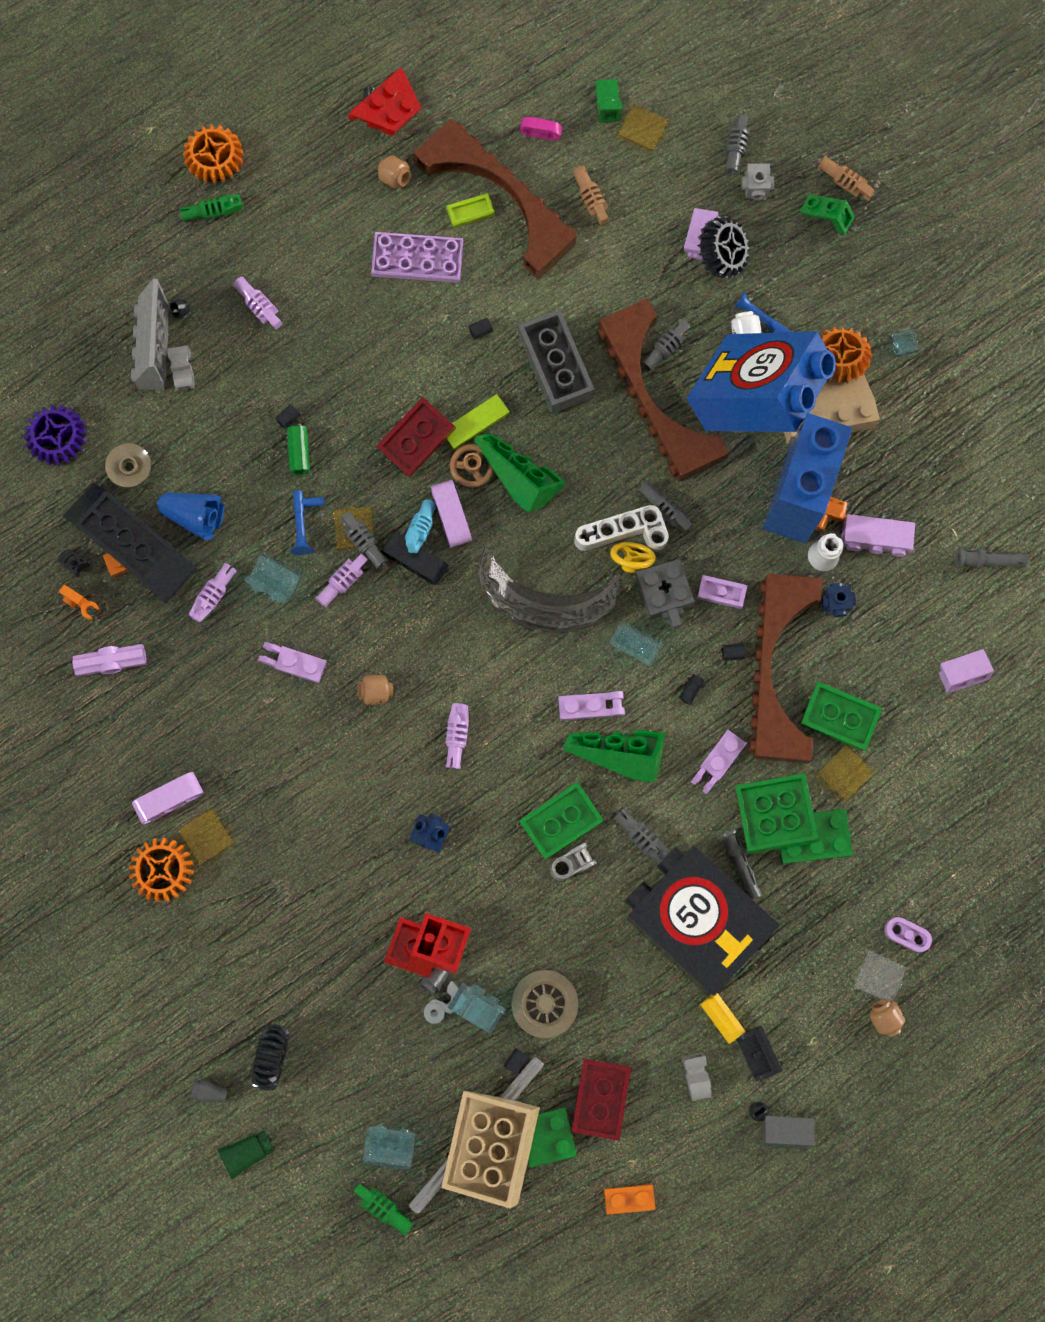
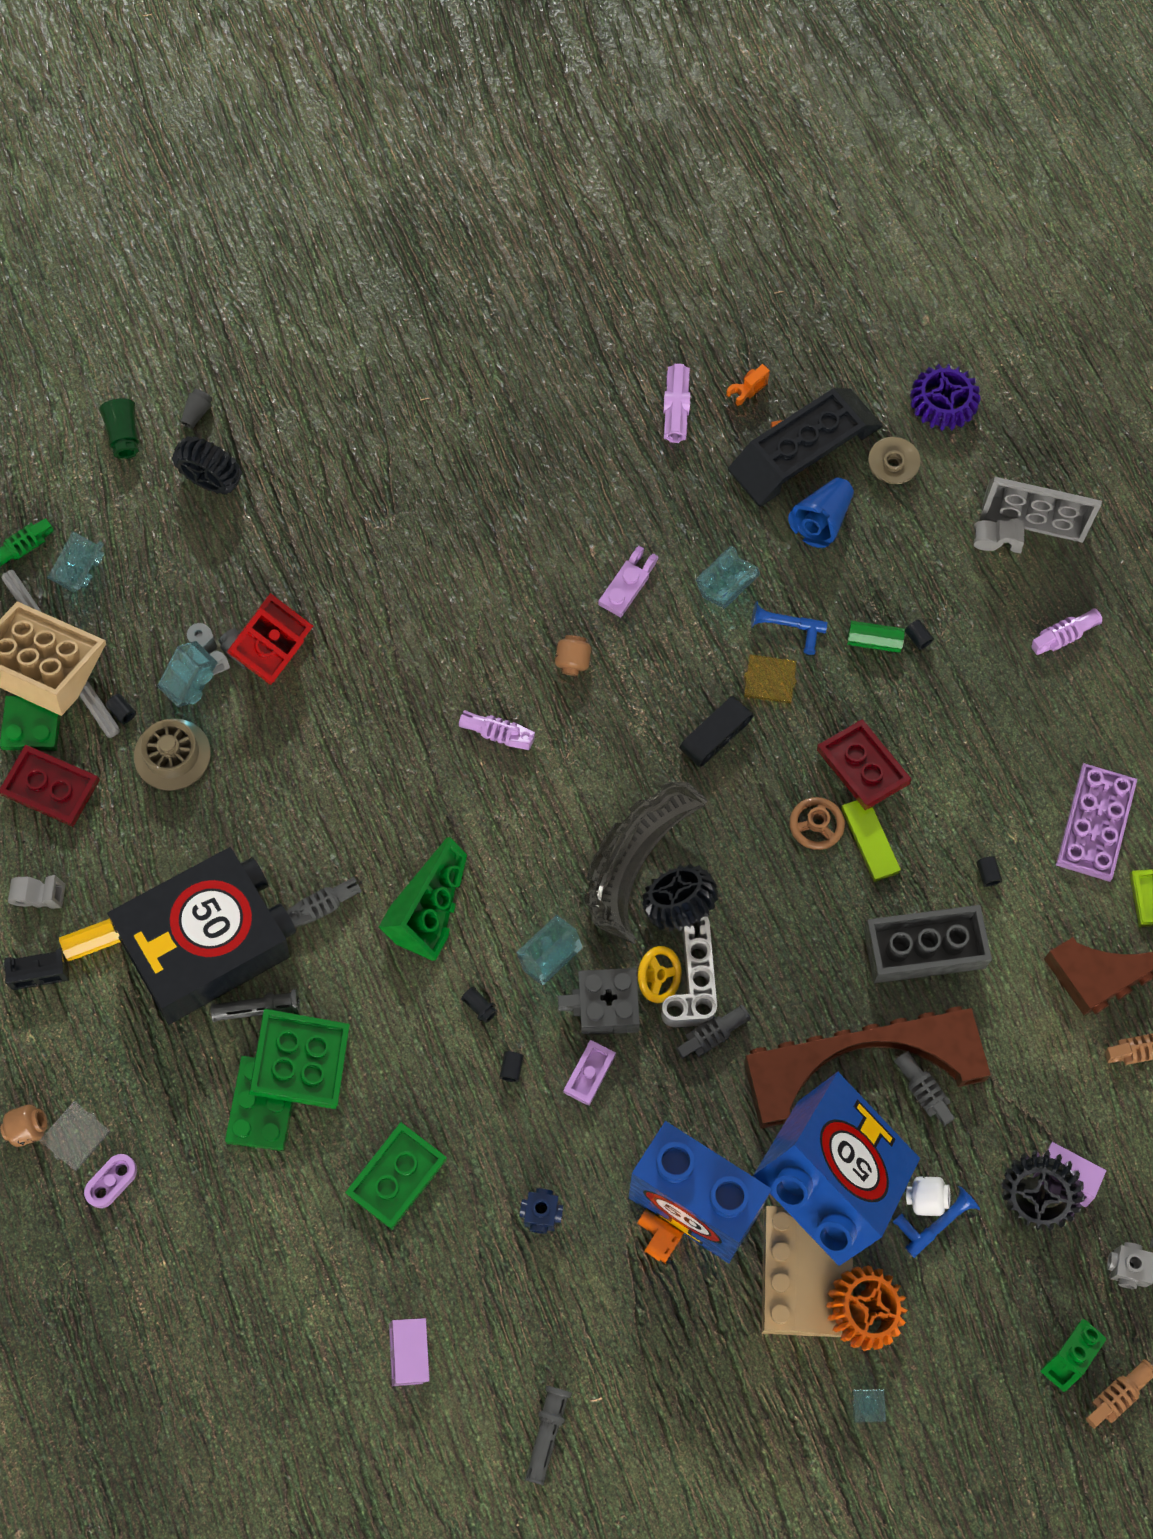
camera: 110 degrees right, 10 degrees down
(72, 562) = (795, 389): black piece -> none
(145, 856) = (433, 416): orange gear -> none
(167, 798) = (511, 429): lavender beam -> none
(179, 308) = (1075, 550): black hinge -> none
(206, 836) = (460, 460): clear yellow piece -> none
(211, 594) = (726, 515): lavender hinge -> none
(342, 580) = (710, 650): lavender hinge -> none
(363, 539) = (751, 680): dark grey hinge -> none
(420, 526) = (750, 740): medium azure hinge -> none
(429, 832) = (394, 673): dark blue brick -> none
(451, 513) = (761, 783): lavender beam -> none
(525, 481) = (788, 874): green wedge -> none
(561, 821) = (367, 818): green plate -> none
(570, 567) = (680, 897): none -> black gear
(574, 862) = (315, 821): light grey piece -> none
(590, 706) = (492, 885): lavender plate -> none
(720, 759) = (386, 1017): lavender hinge -> none
(774, 733) = (399, 1086): copper arch -> none
(821, 557) = (607, 1226): white plant -> none
(845, 773) = (327, 1164): clear yellow piece -> none
(878, 535) = (613, 1289): lavender brick -> none

